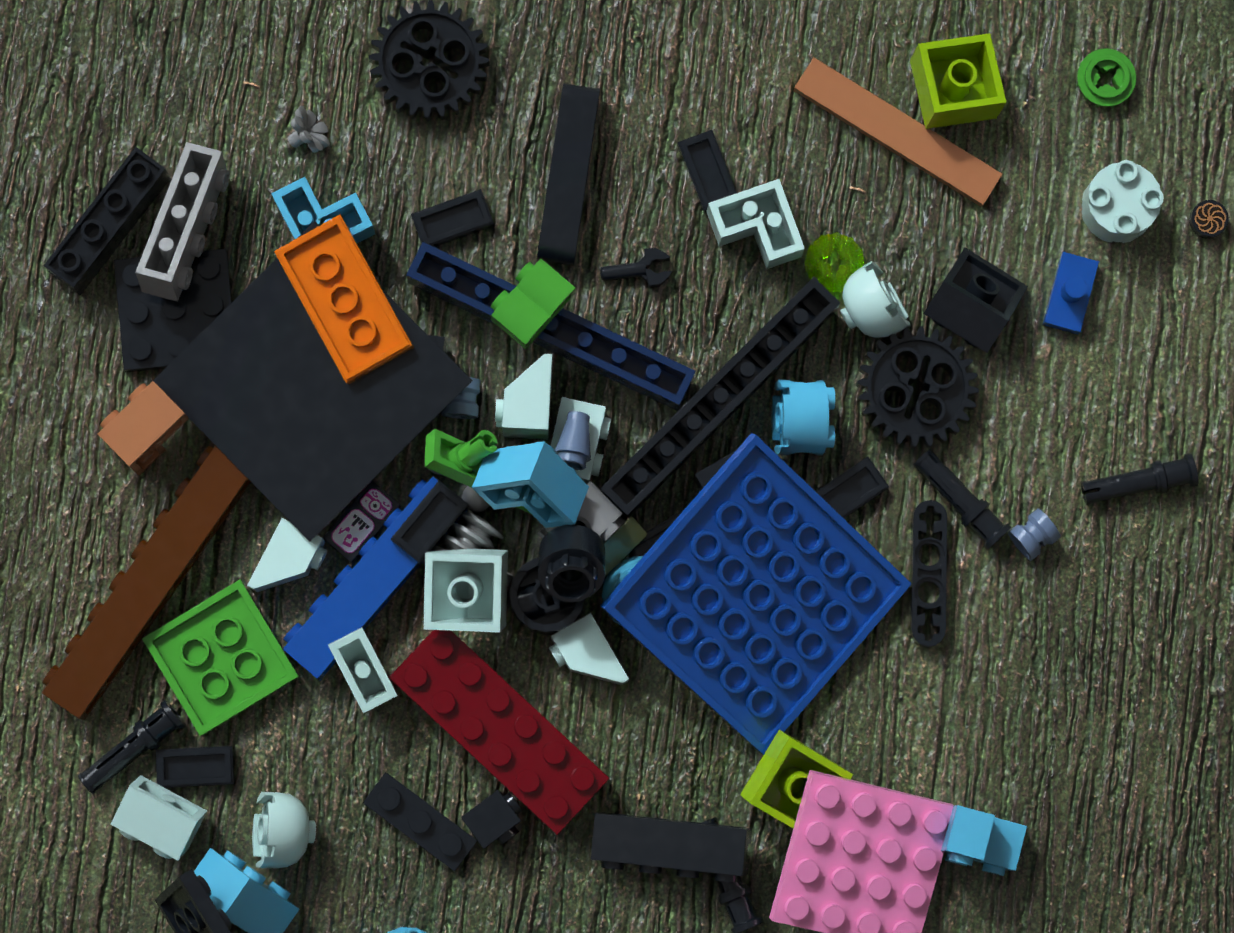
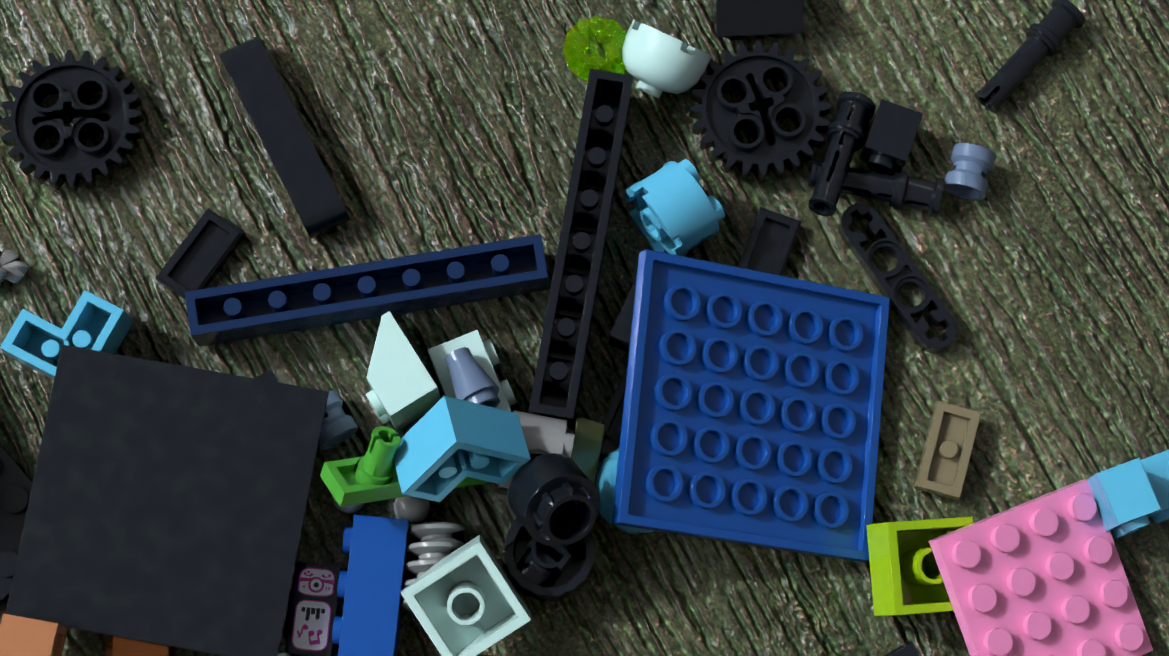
camera: 30 degrees left, 5 degrees down
(343, 299) = (144, 400): orange tile -> none
(429, 522) = (382, 561): black tile -> none
(532, 302) = (335, 275): bright green brick -> none
(587, 651) = (627, 581): light aqua slope -> none
(639, 269) = (416, 180): black bar -> none
(706, 168) = (416, 45): black tile -> none
(760, 213) = (498, 47): light aqua brick -> none
(874, 718) = (947, 450): none -> dark tan plate
(961, 449) = (845, 138): none -> black pin
(995, 471) = (890, 137): none -> black brick

